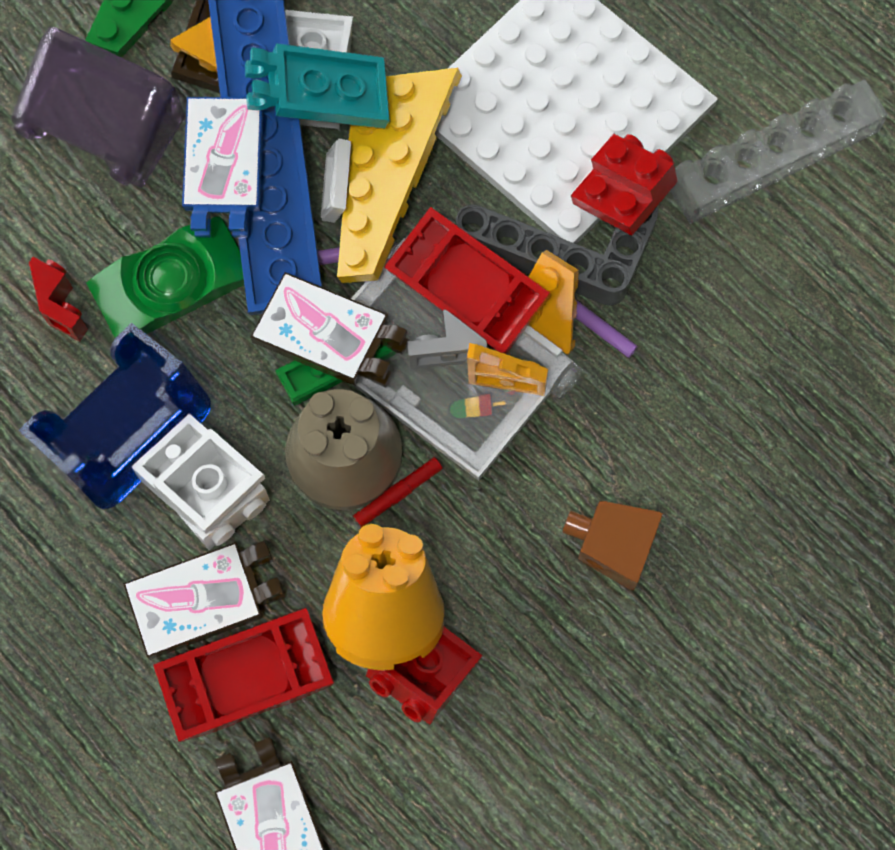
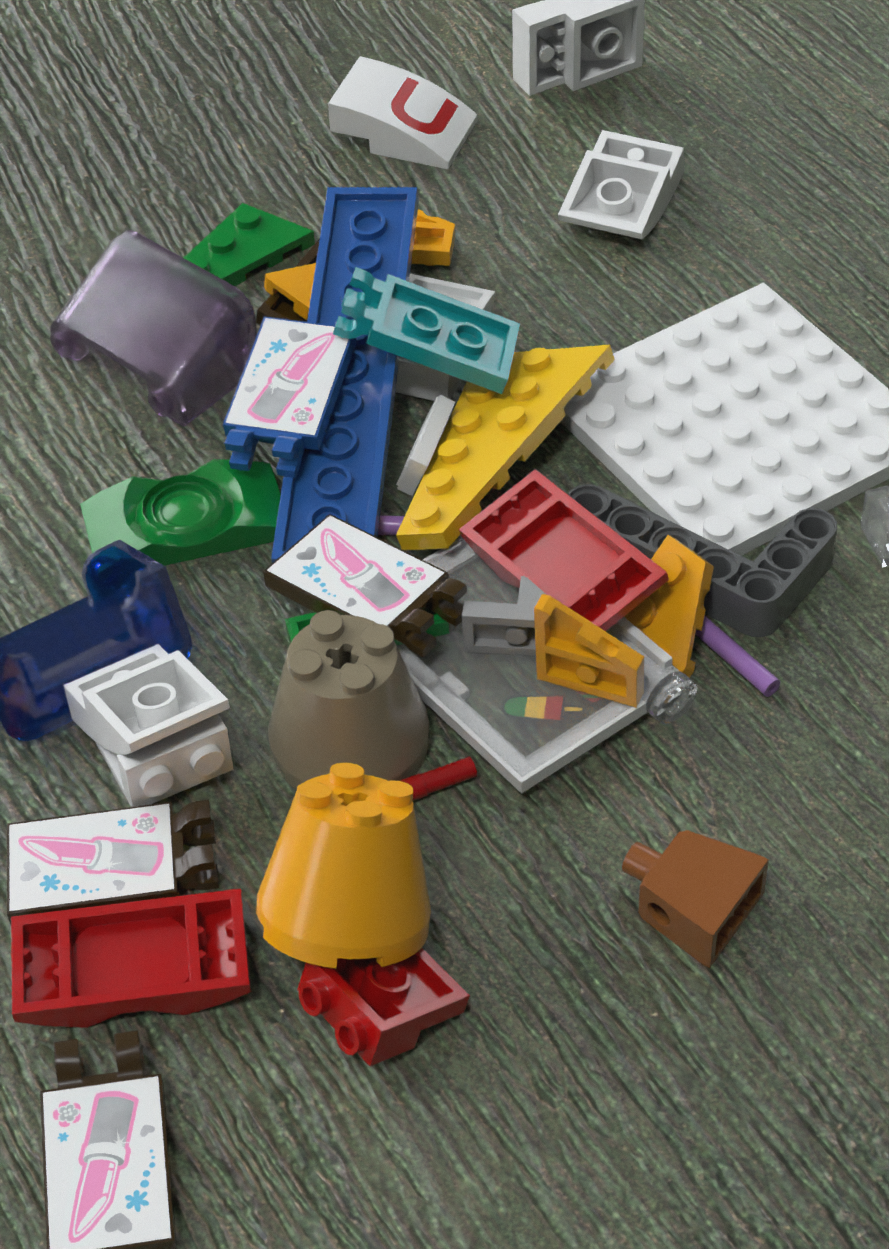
camera: 15 degrees right, 25 degrees down
(51, 291) = (35, 509): red slope -> none
(625, 183) = (799, 487): red plate -> none

